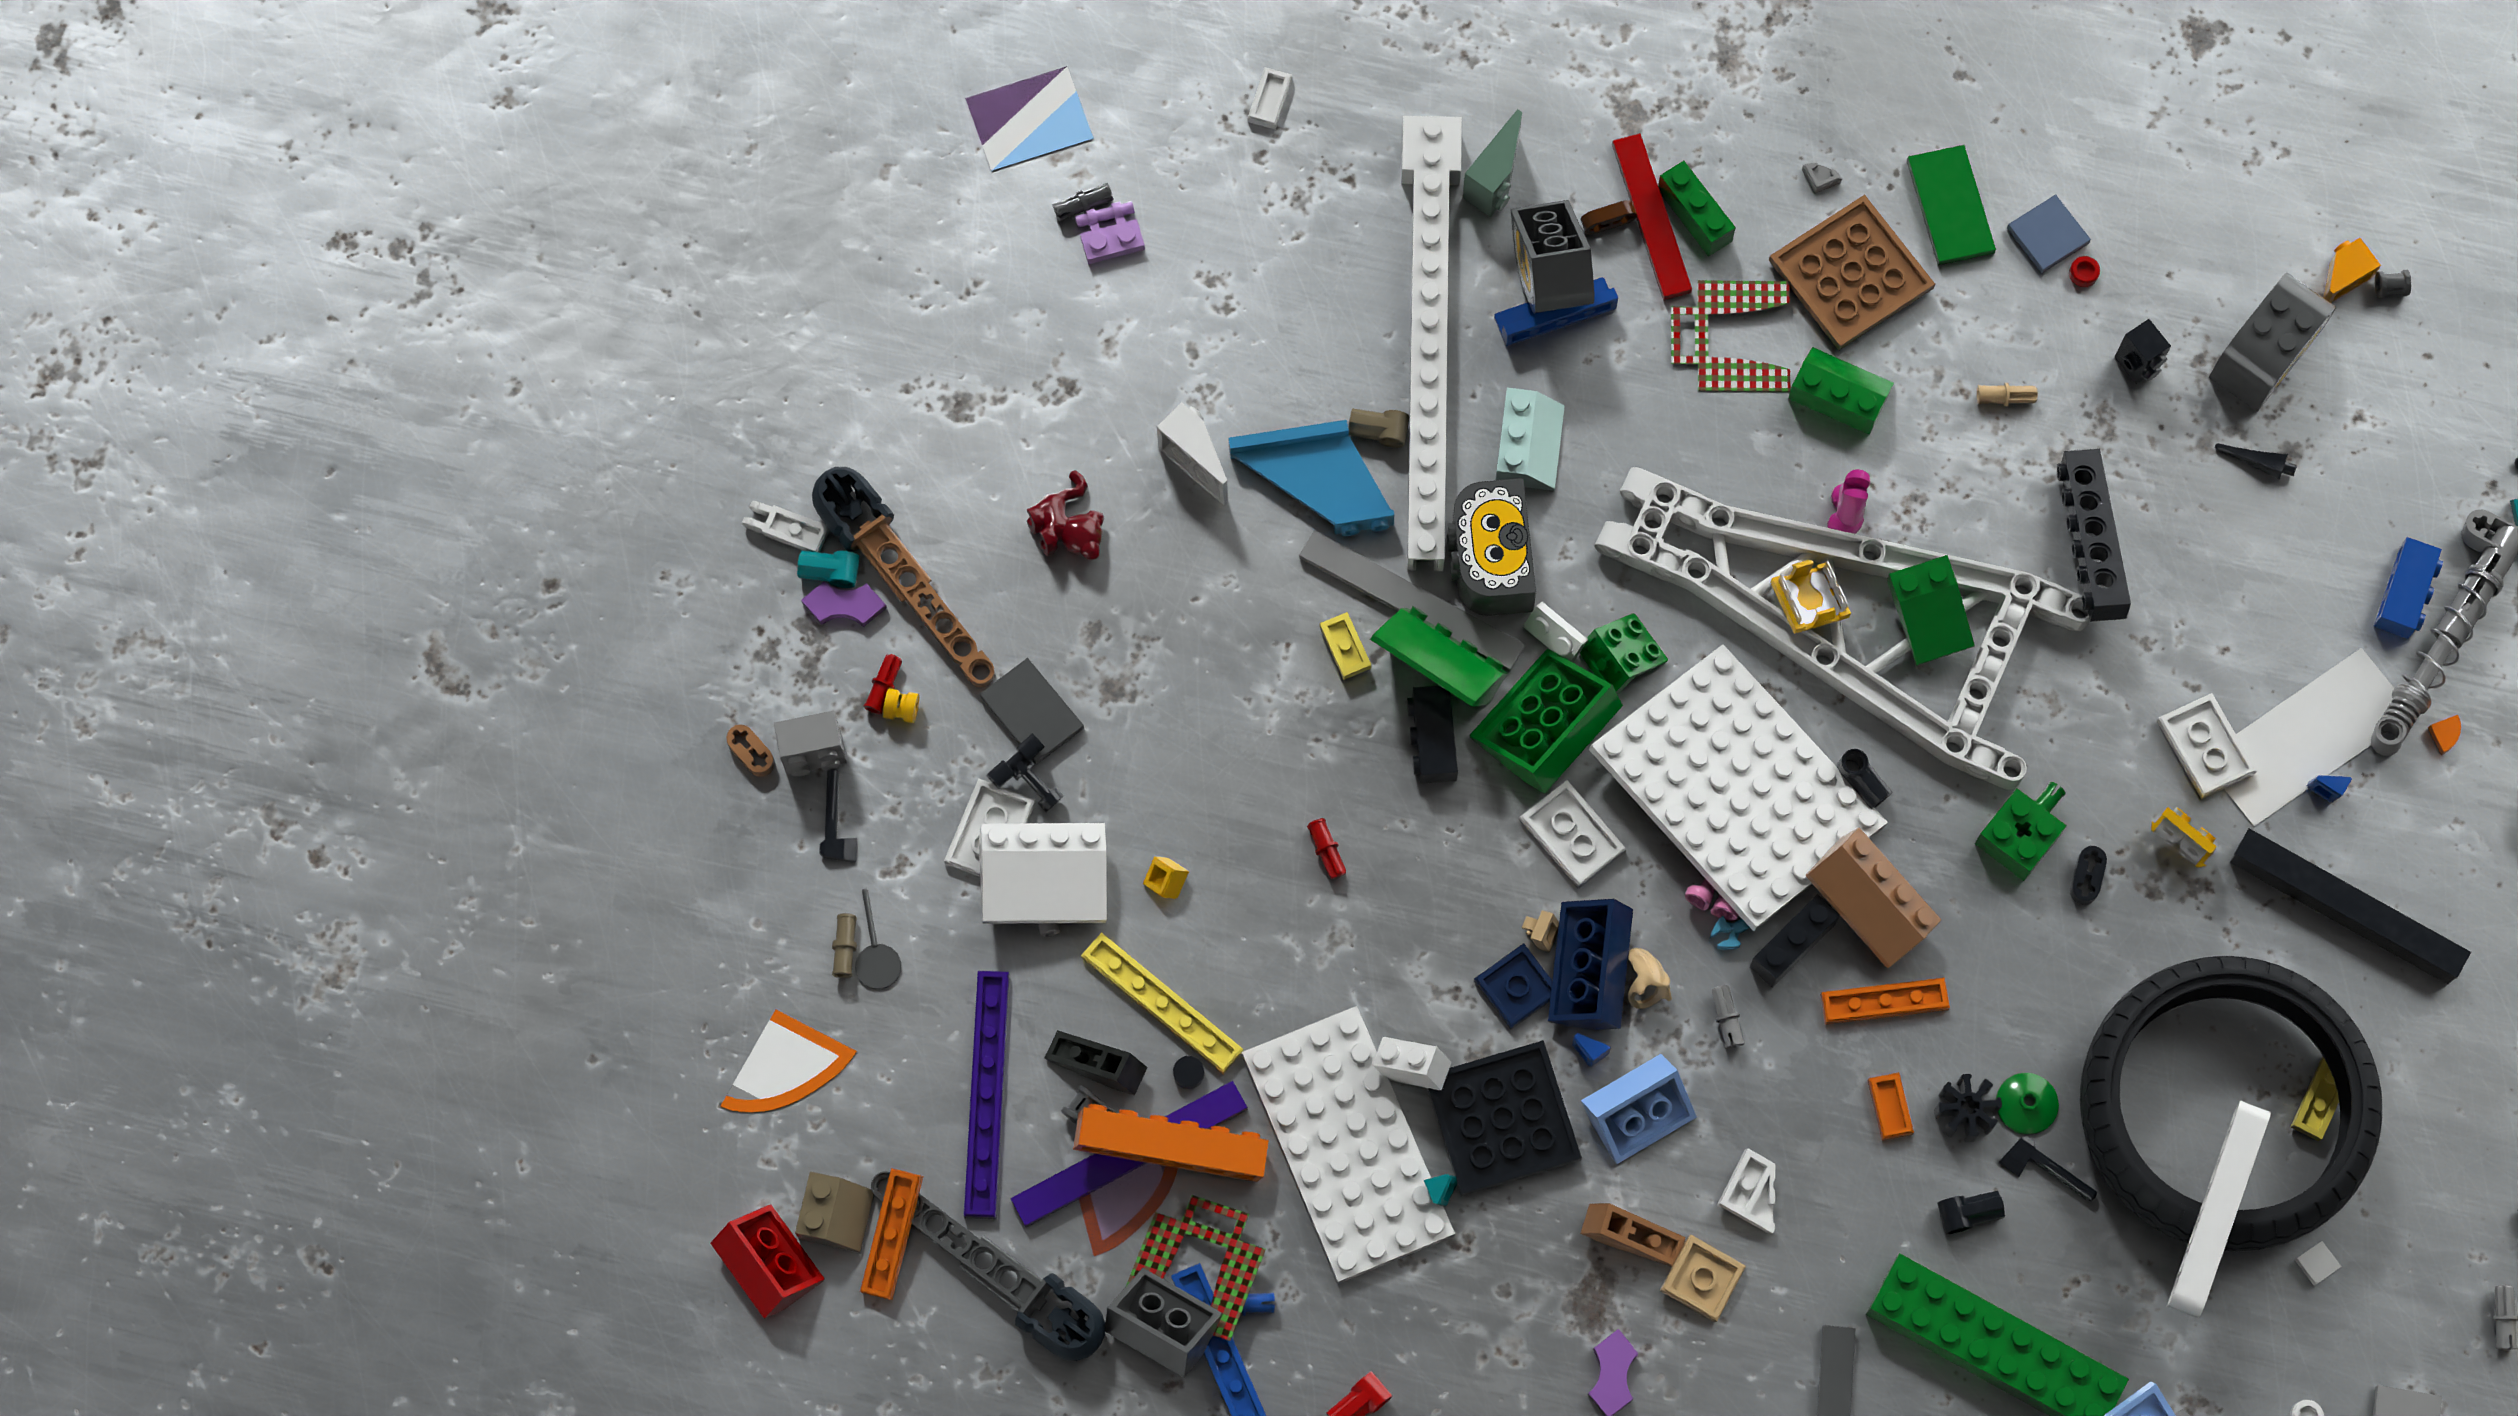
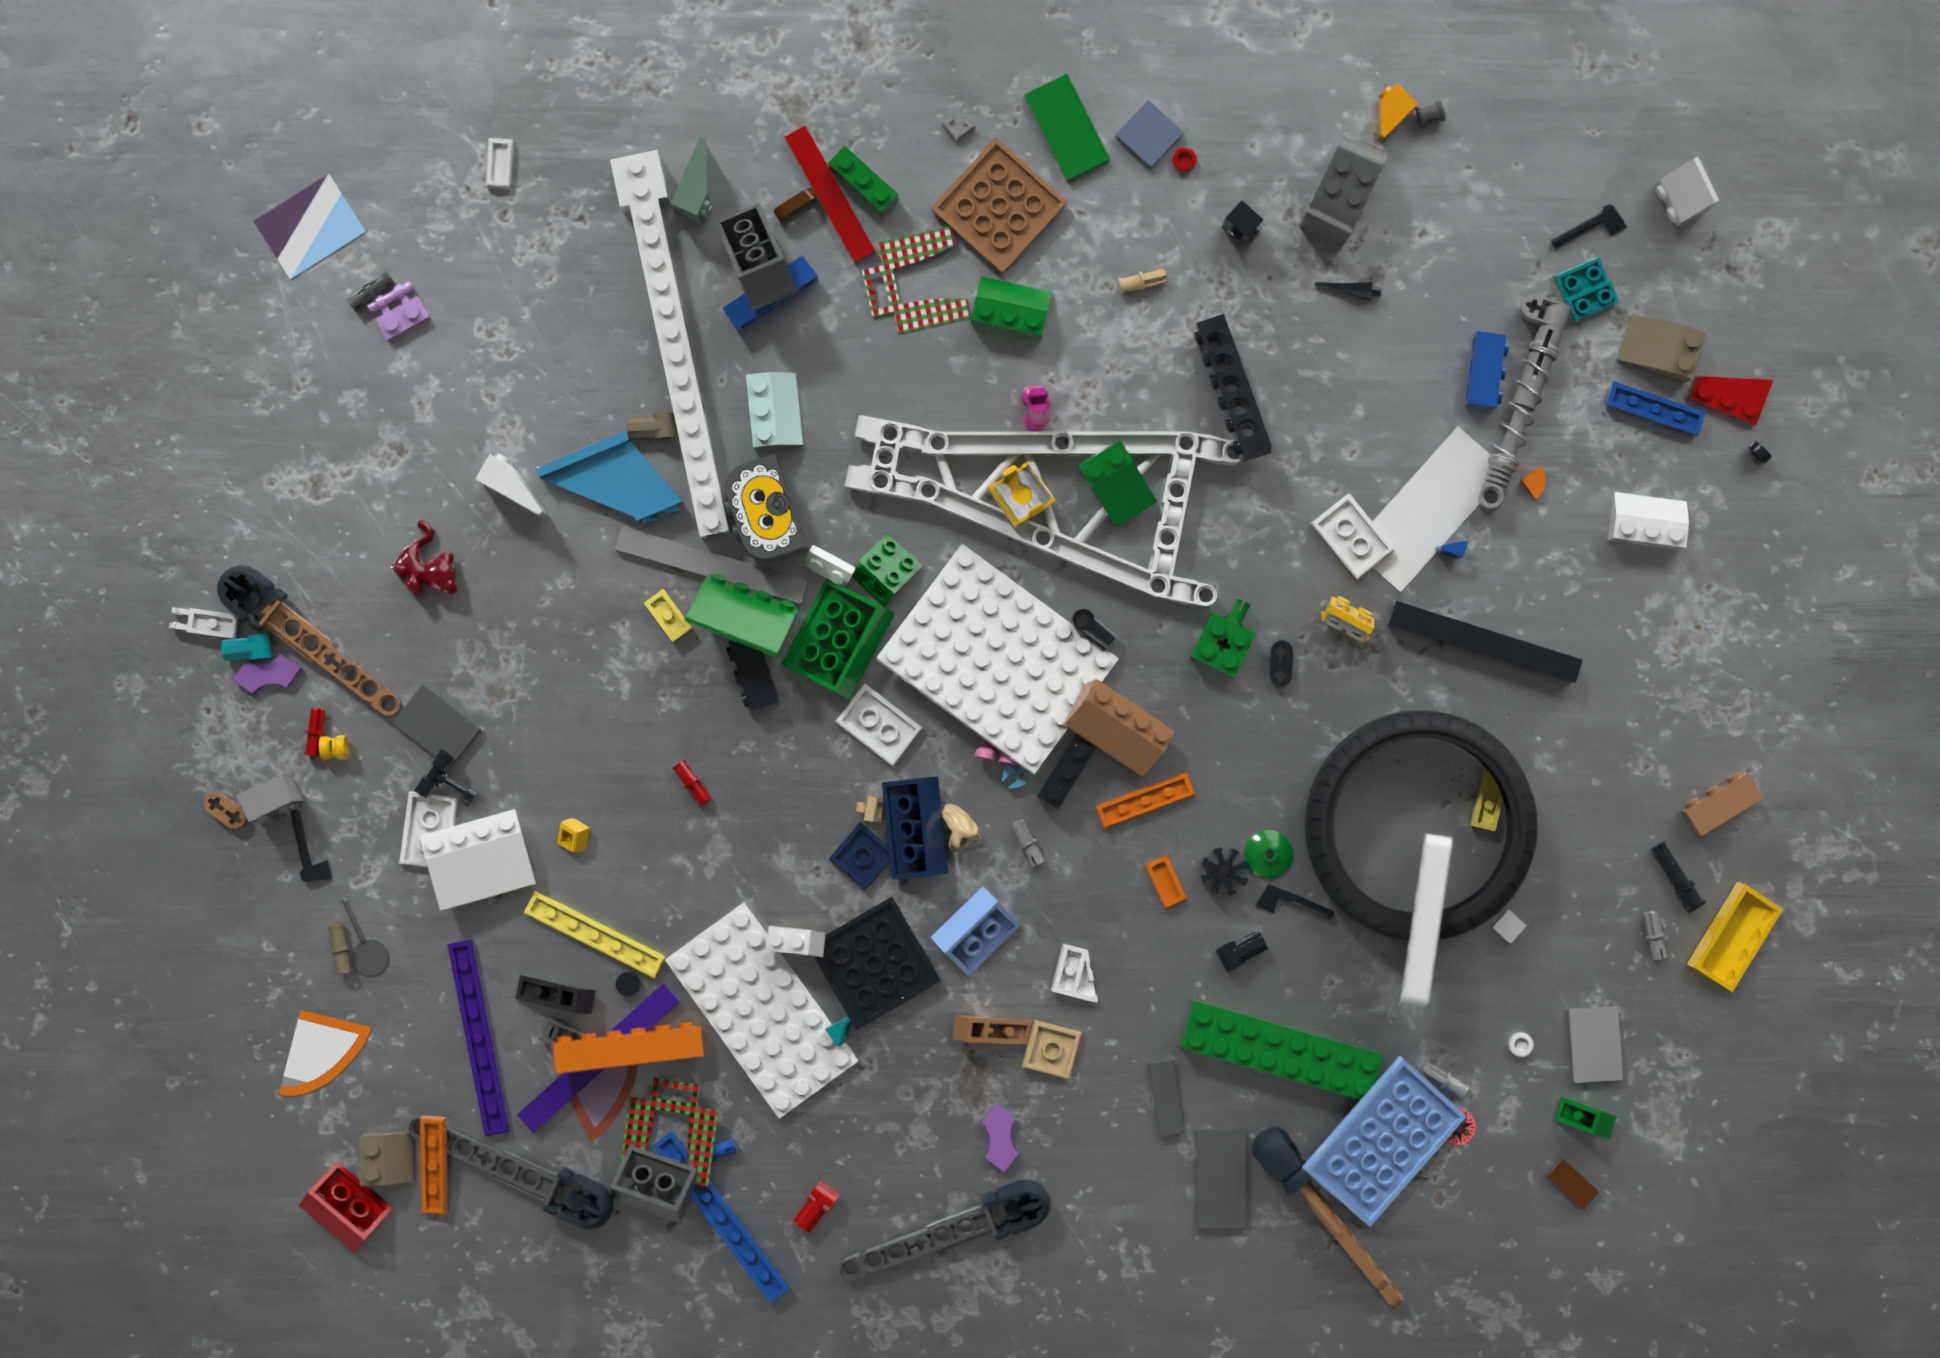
camera: 15 degrees left, 15 degrees up
(1590, 1049) = (928, 895): blue slope -> none

